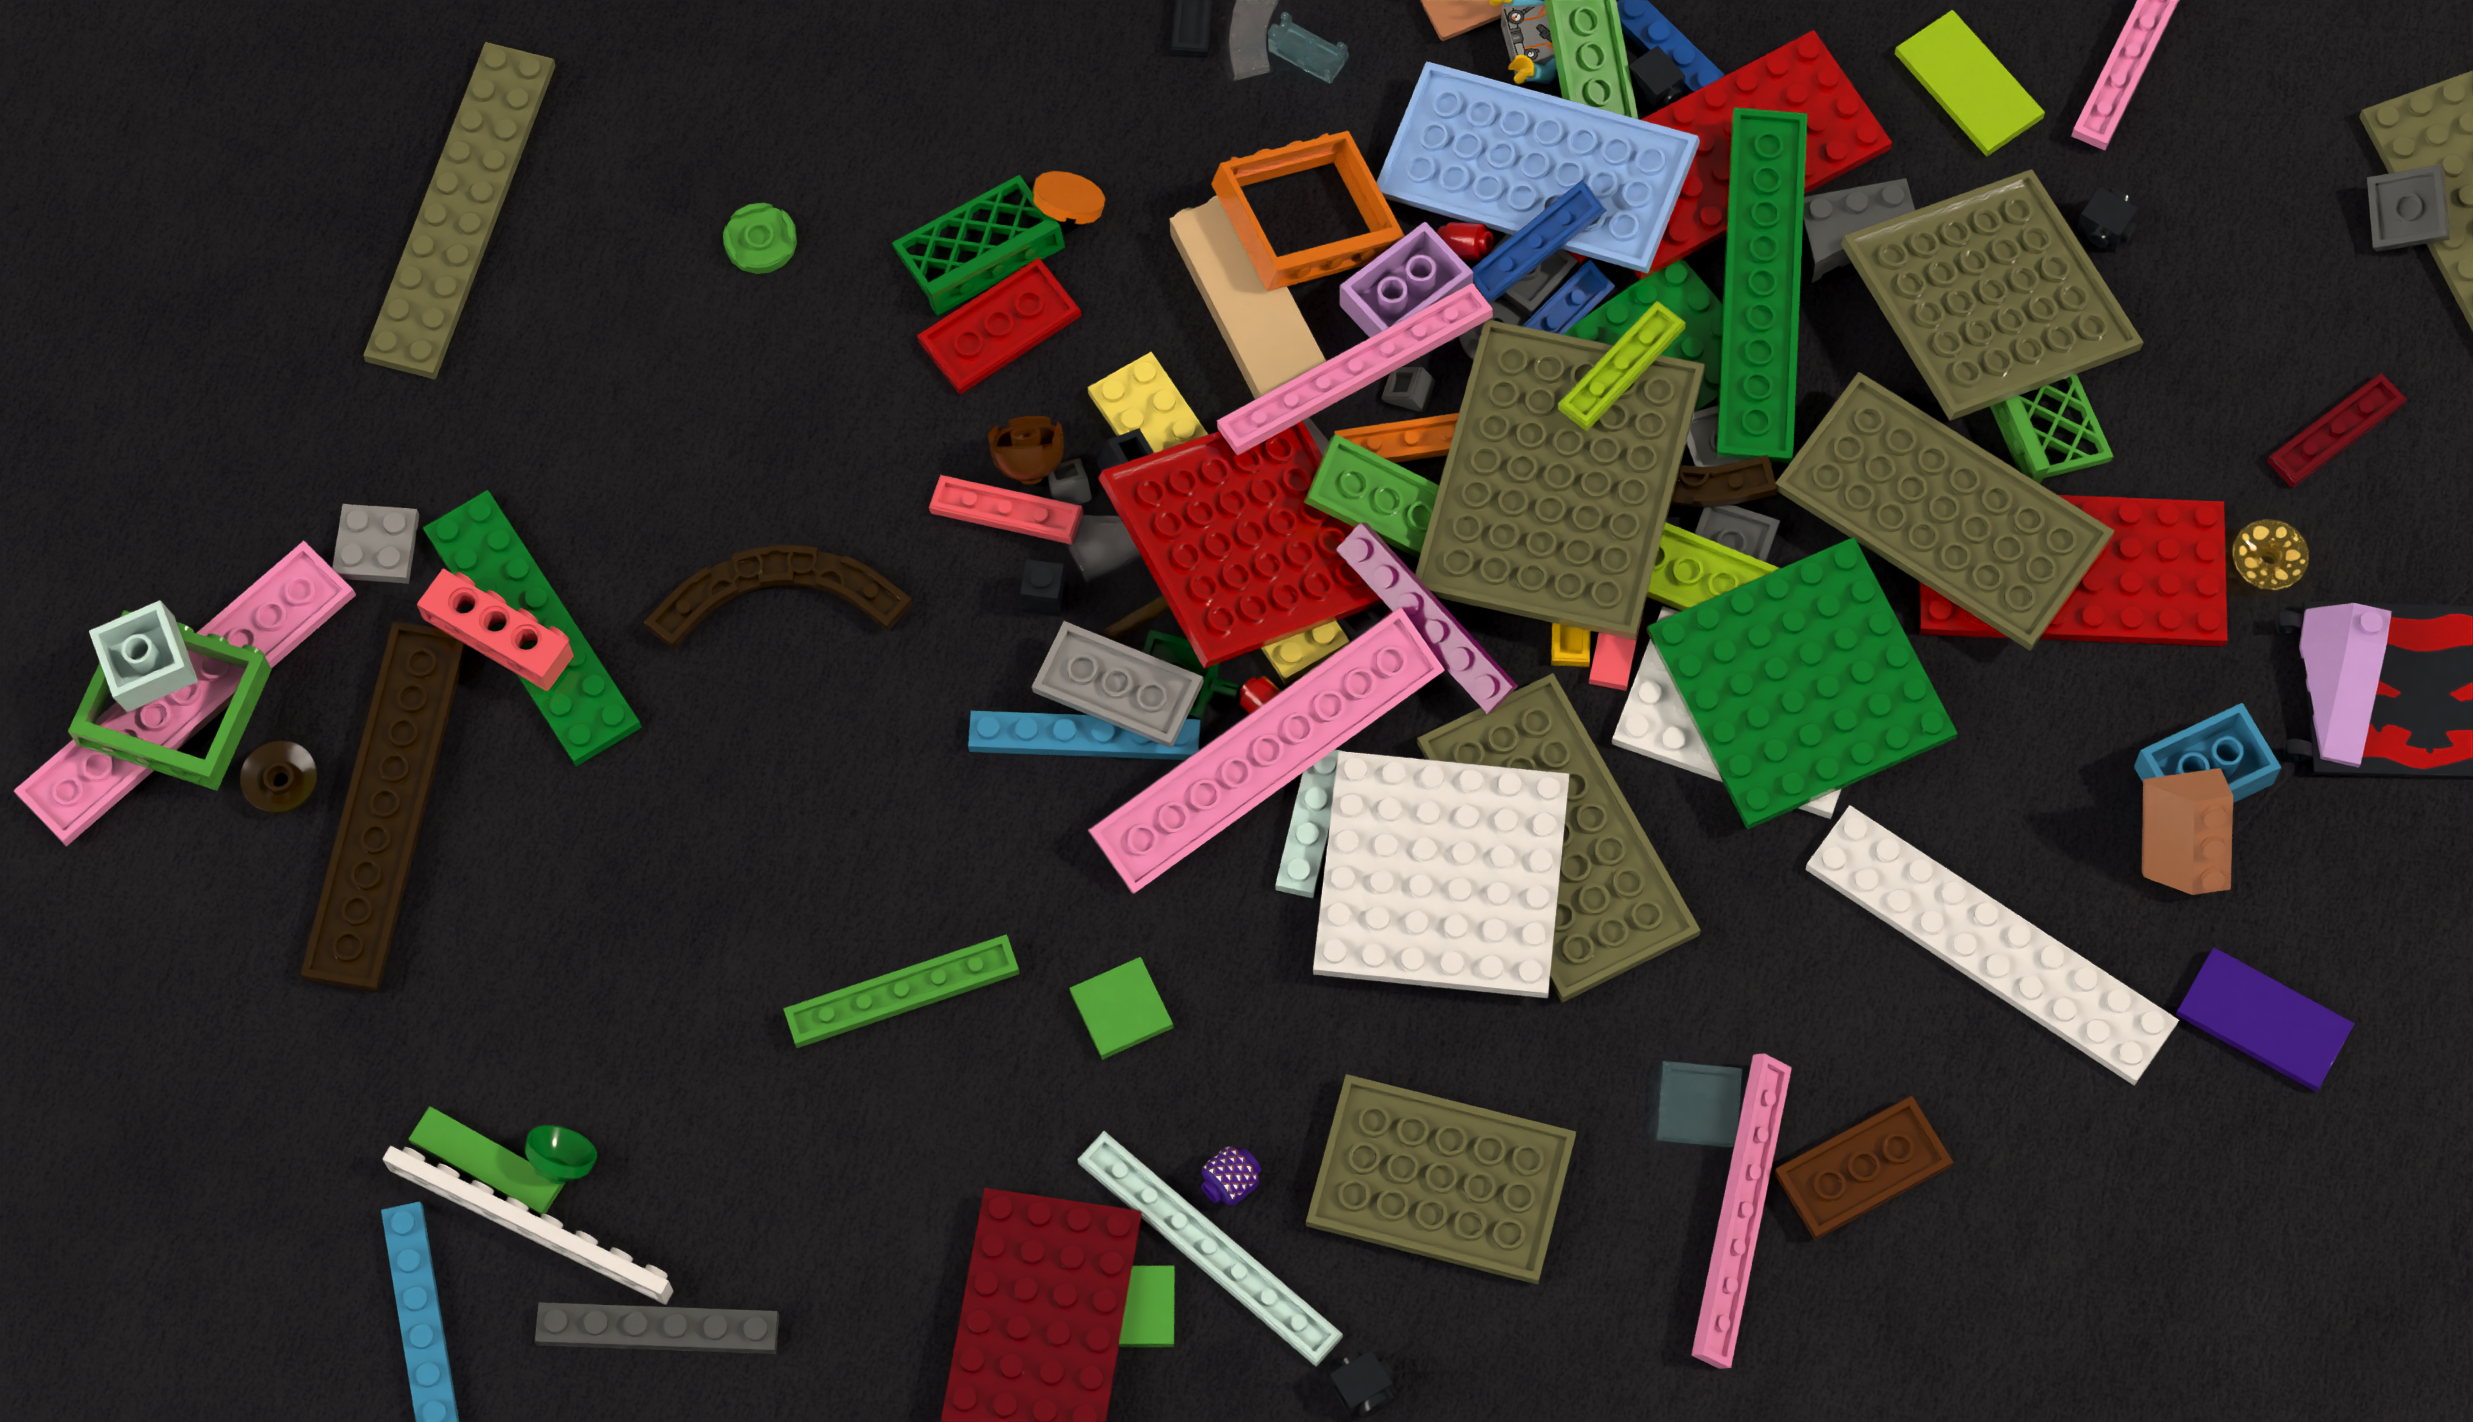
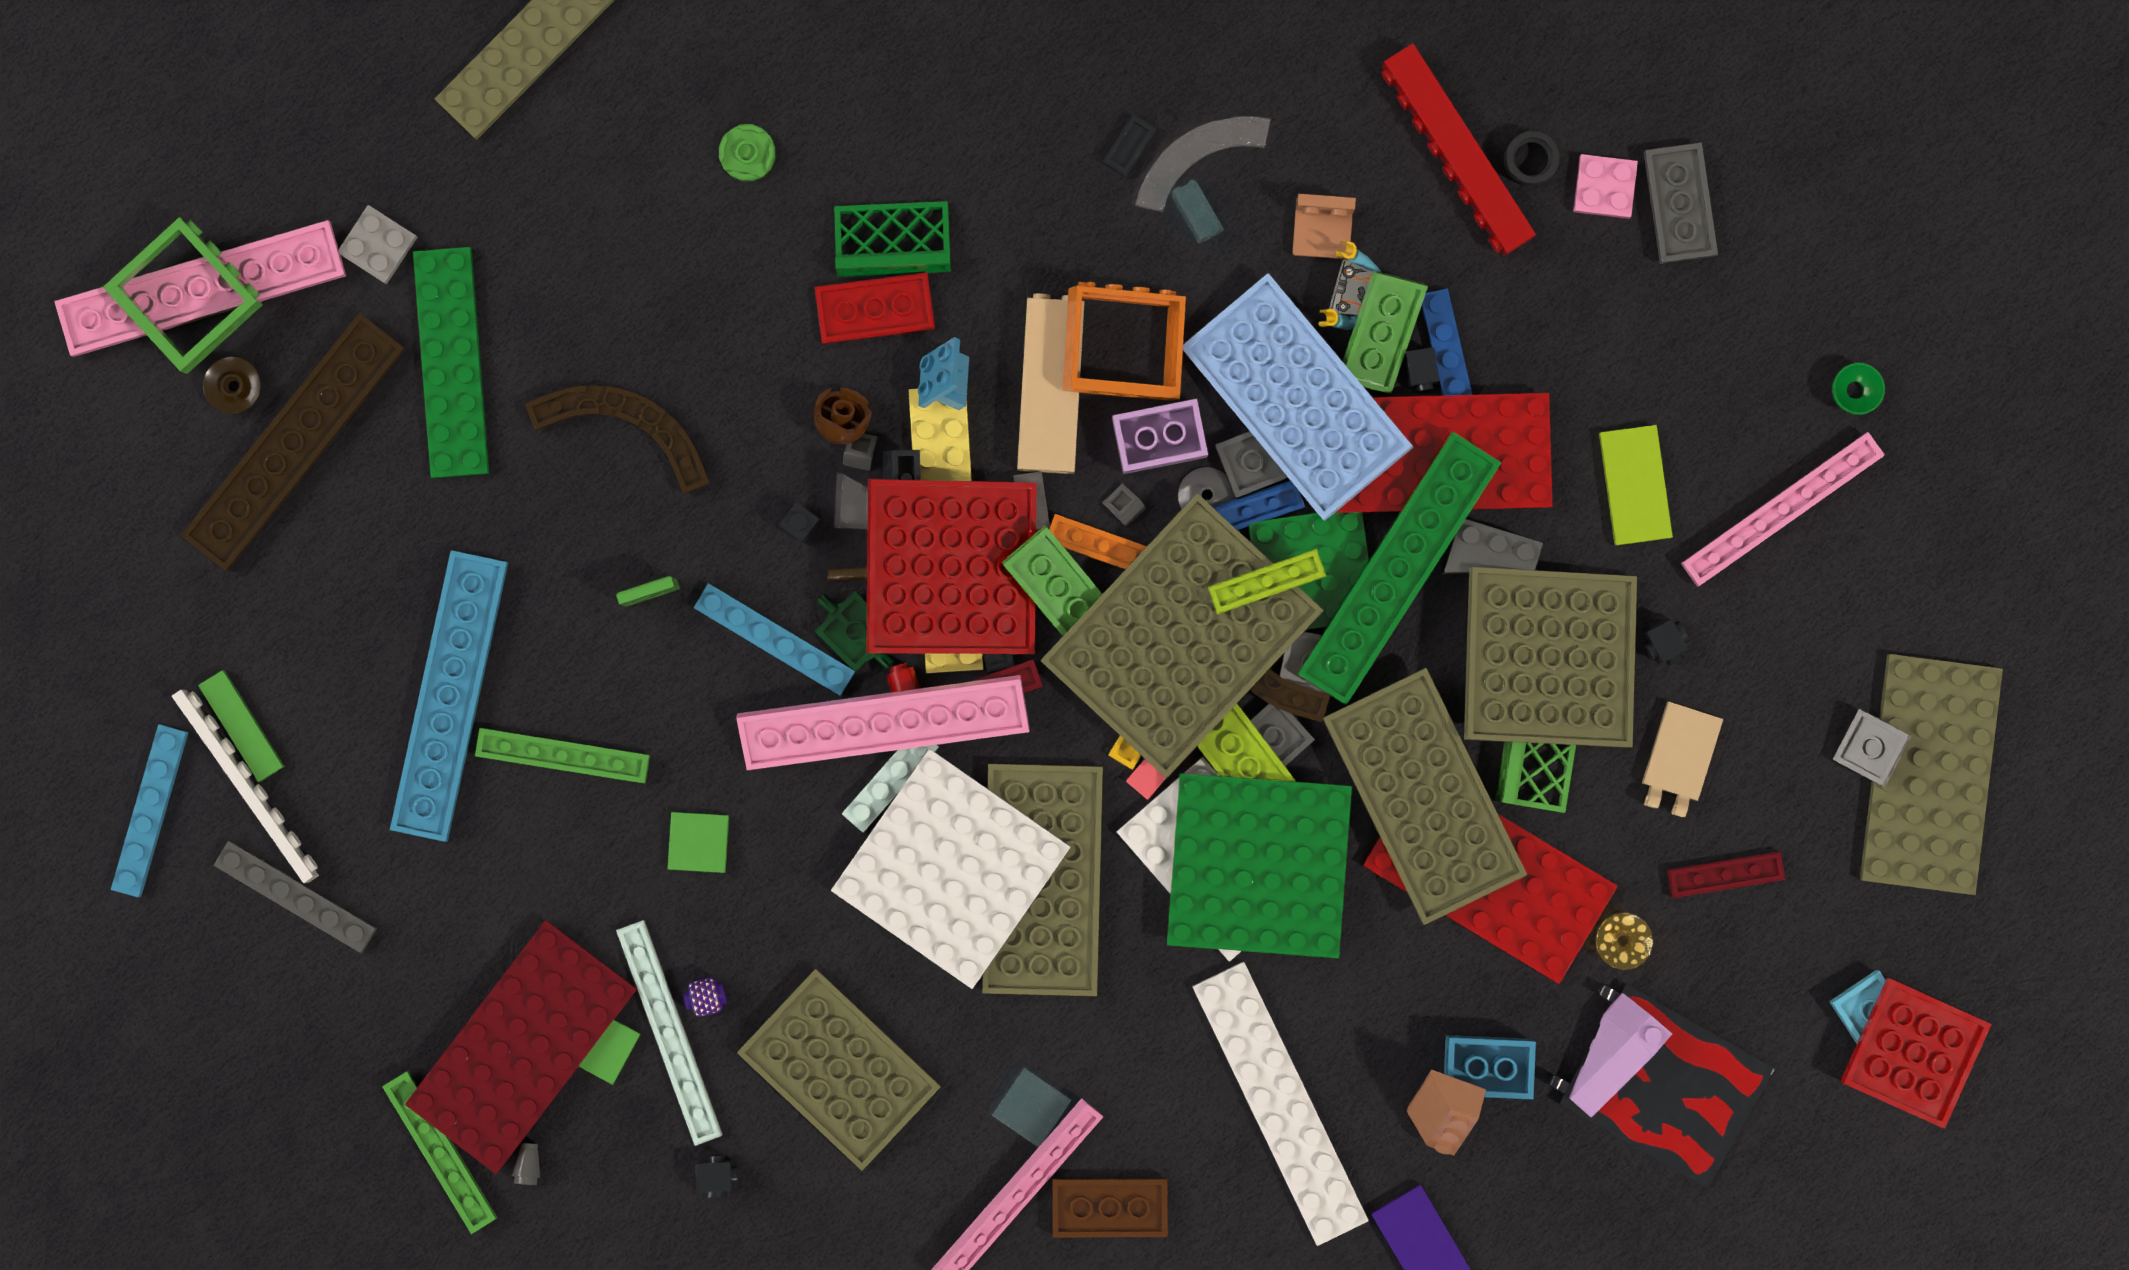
camera: 20 degrees right, 20 degrees up
(143, 656) = (171, 266): light aqua brick -> none
(538, 665) = (393, 325): coral brick -> none
(559, 1153) = (295, 746): green piece -> none
(726, 996) = (449, 696): none -> dark azure plate
(905, 746) = (648, 591): none -> bright green tile
(1006, 509) = (807, 450): coral tile -> none
(1068, 196) = (969, 241): orange tile -> none
(1117, 684) = (810, 623): light grey plate -> none
(1120, 345) = (944, 376): none -> dark azure bracket
(1354, 369) = (1087, 486): bright pink plate -> none
(1438, 627) = (1037, 688): plate -> none
(1467, 240) = (1220, 420): red brick -> none
(1537, 241) = (1263, 455): blue tile -> none
(2203, 332) = (1680, 756): none -> tan tile

